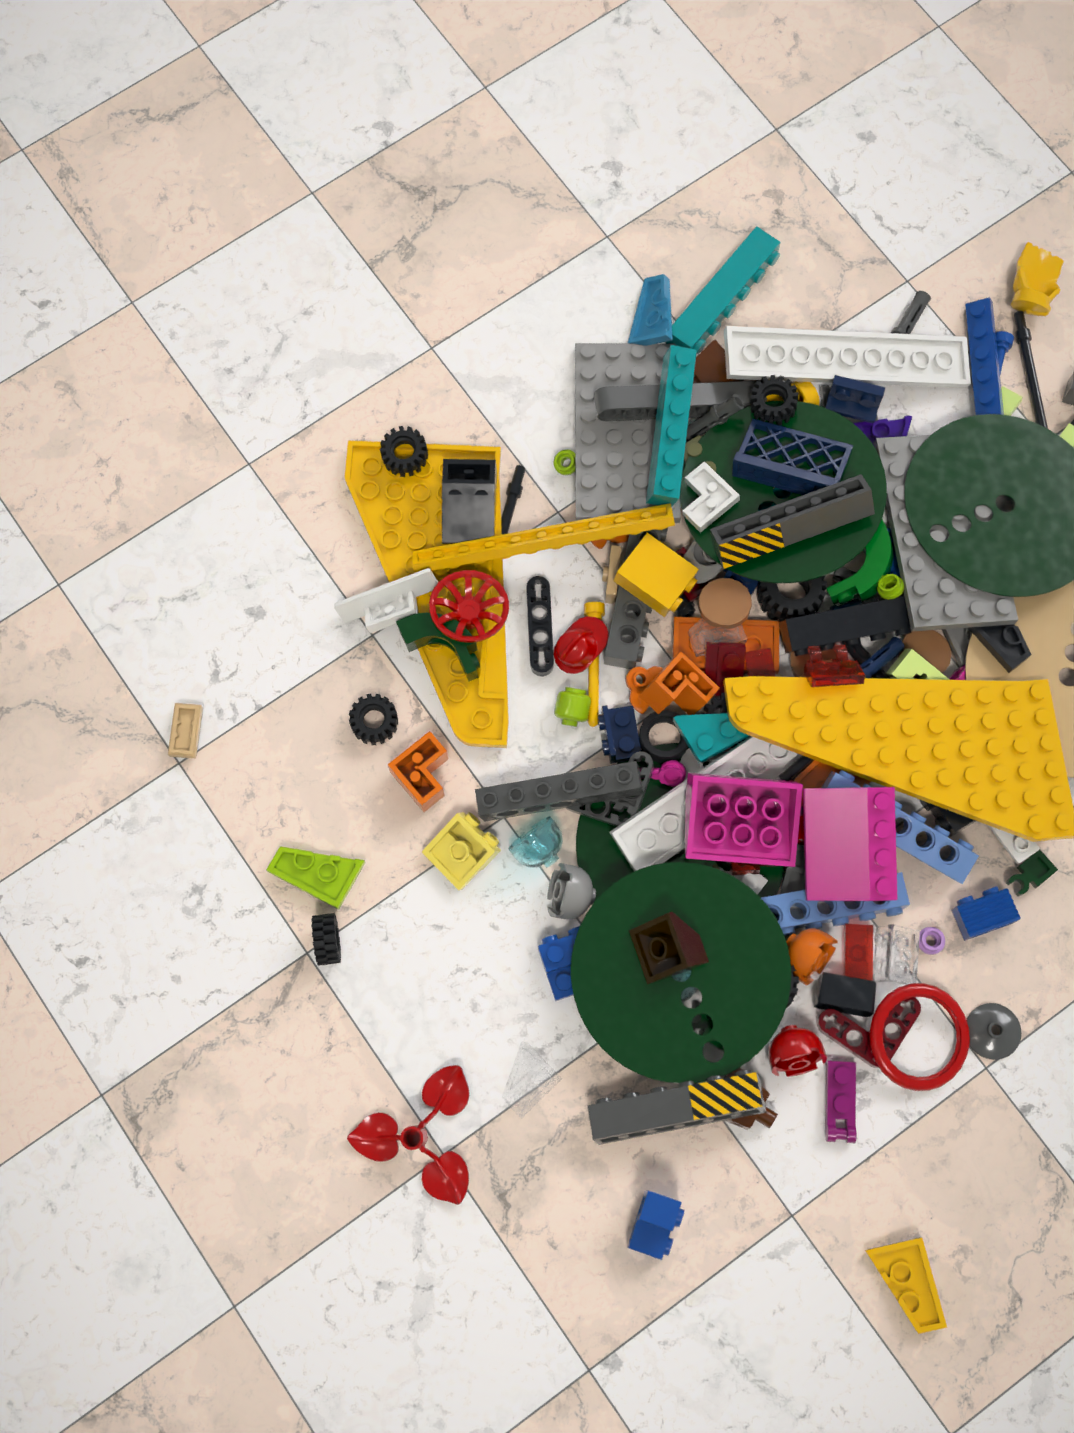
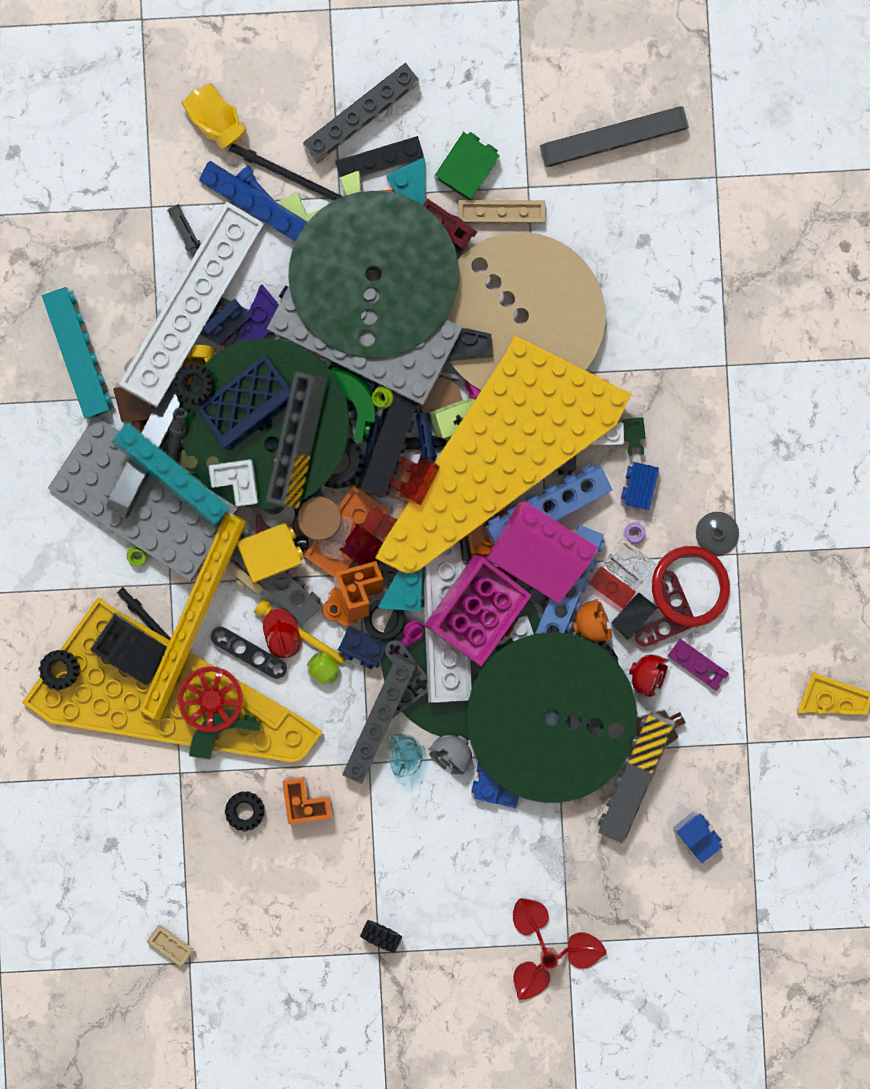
camera: 55 degrees left, 15 degrees up
(319, 875) = (330, 915): lime wing -> none
(388, 602) = (170, 750): white bracket -> none
(462, 849) = (376, 807): light yellow plate -> none
(653, 314) = (63, 418): dark azure wing -> none
(667, 947) = (533, 718): dark brown slope -> none

